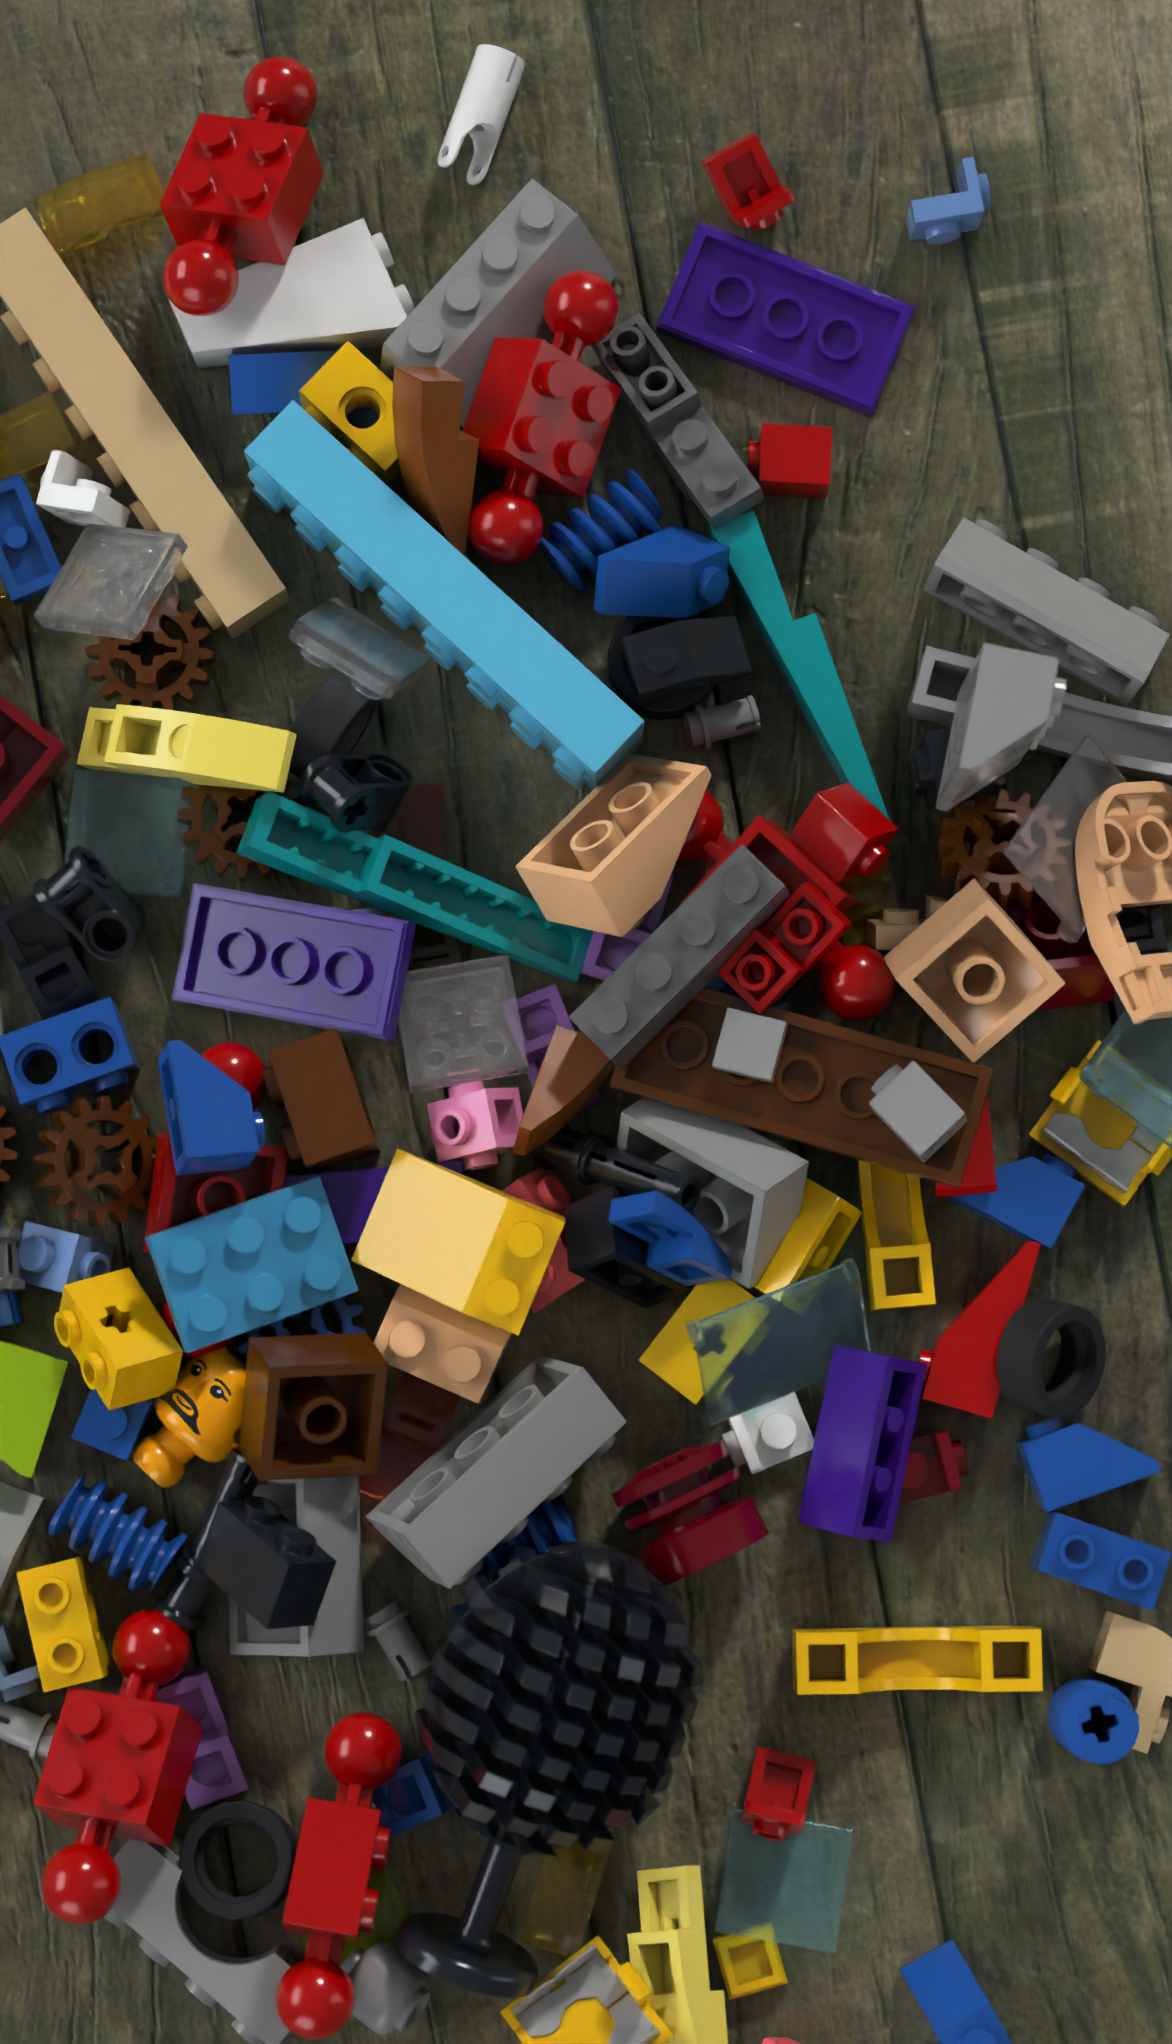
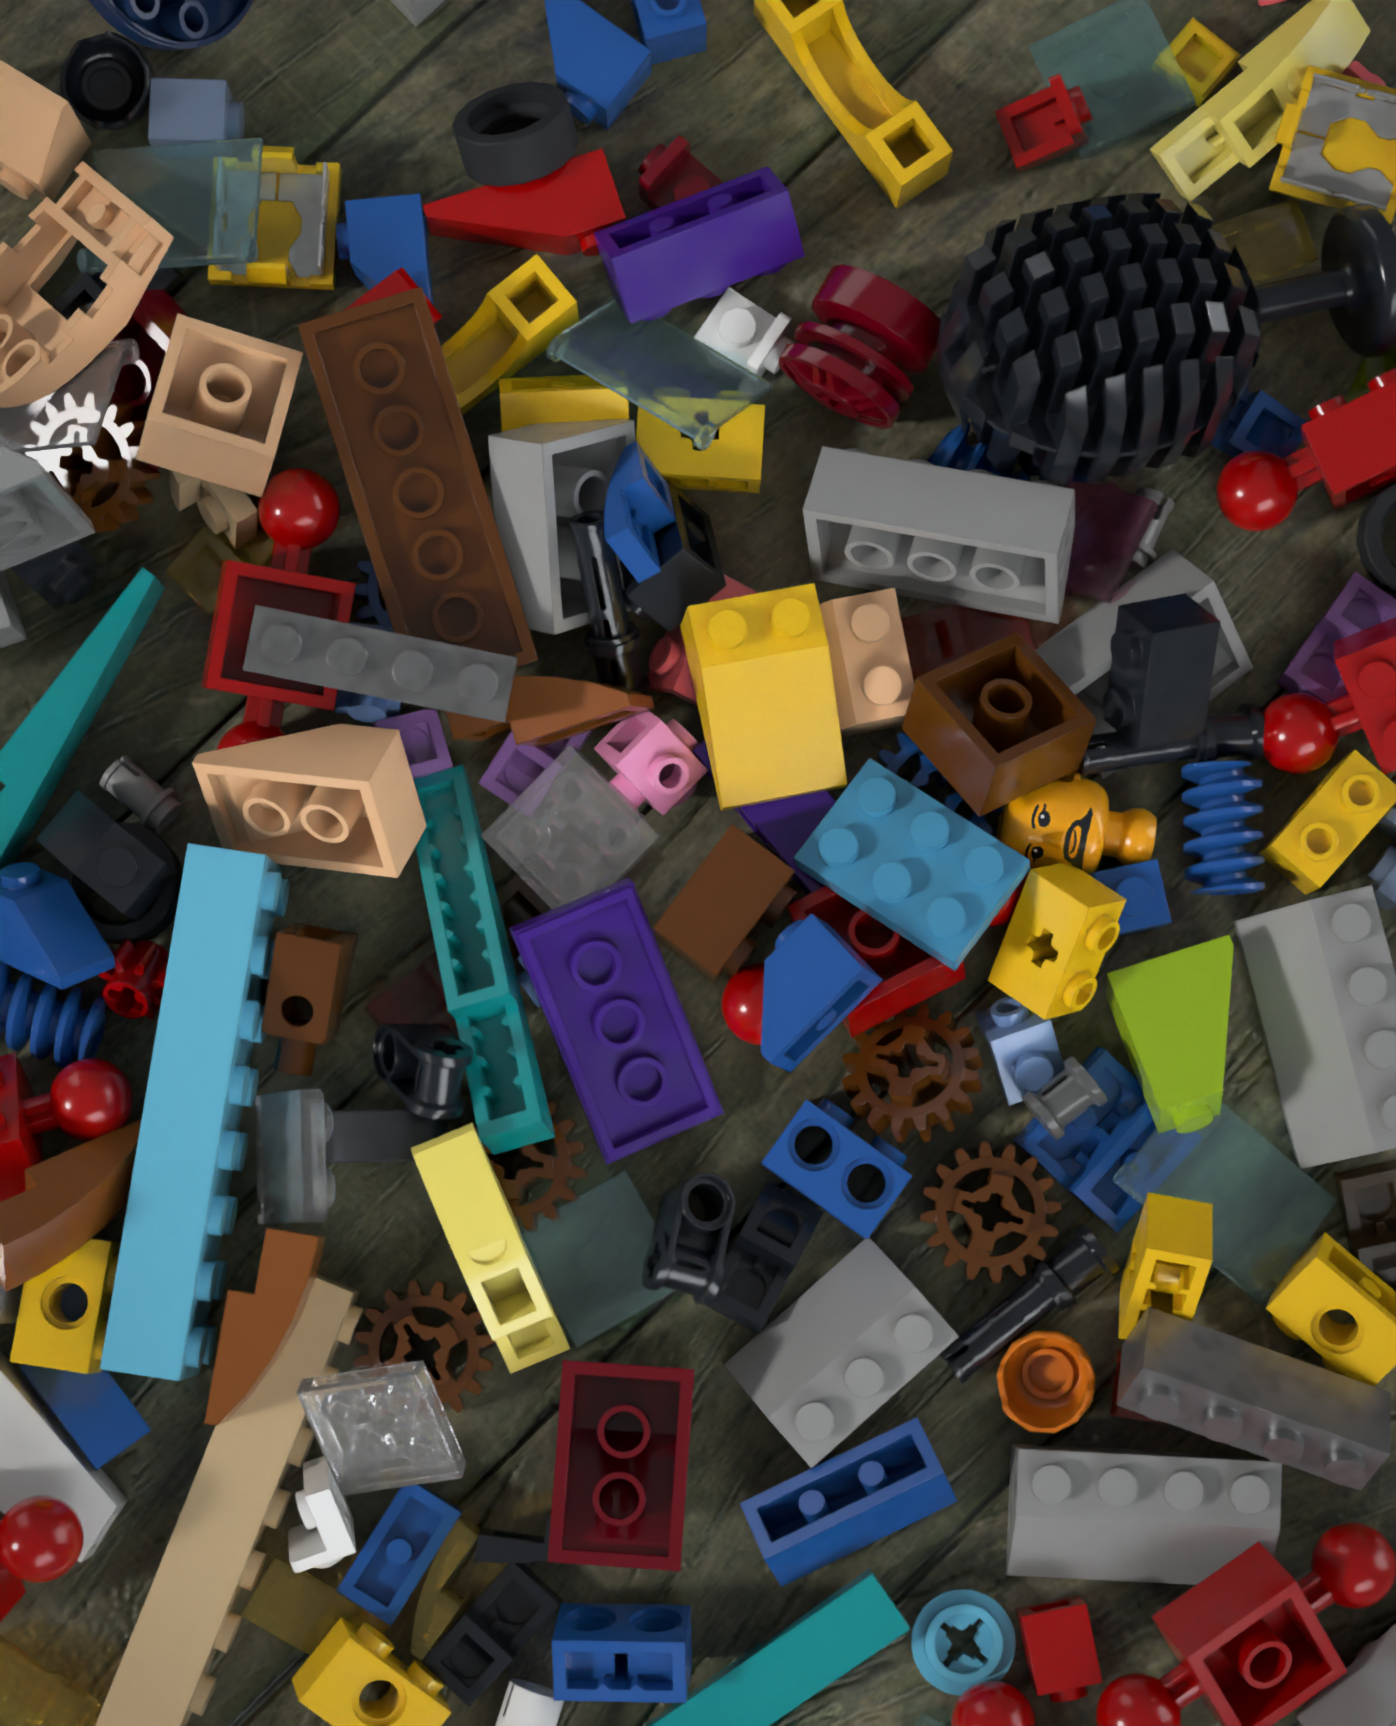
camera: 125 degrees left, 0 degrees up
(252, 546) = (262, 1320): none -> dark orange slope
(407, 1601) = (1105, 537): none -> clear pink piece
(481, 745) = (312, 965): none -> reddish brown torso
(577, 626) = (137, 980): none -> red gear
(750, 1045) = (419, 553): light grey tile -> none
(784, 948) = (311, 582): red slope -> none
(844, 833) = (172, 607): red brick -> none
(916, 1109) = (379, 361): light grey brick -> none

